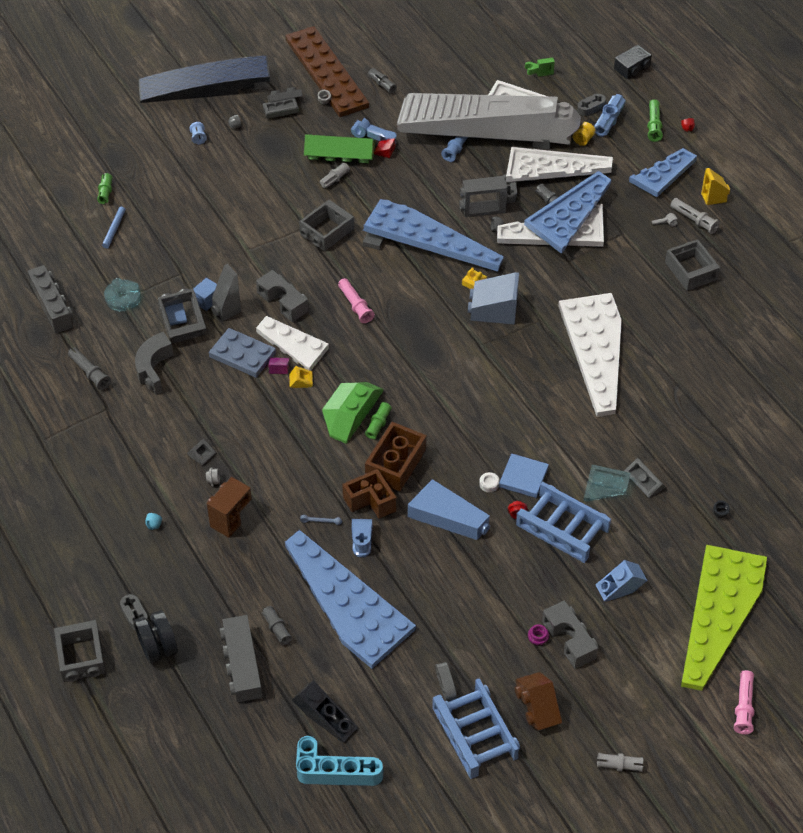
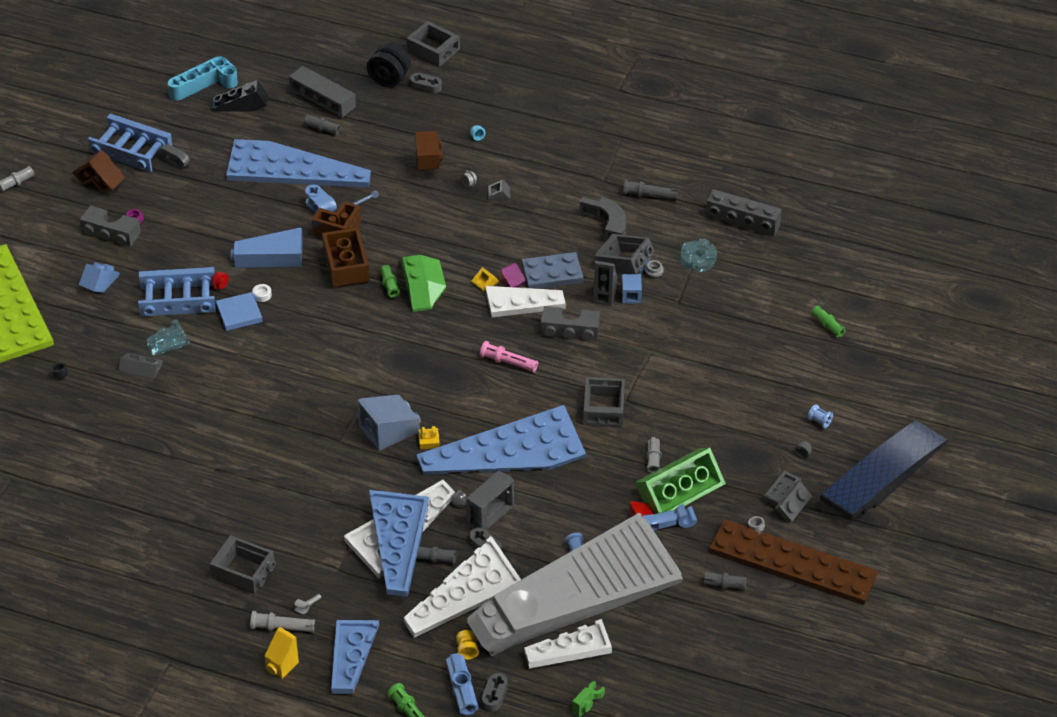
camera: 140 degrees right, 5 degrees down
(106, 243) = (779, 301): medium blue bar -> none
(595, 338) = (278, 453): white wing -> none

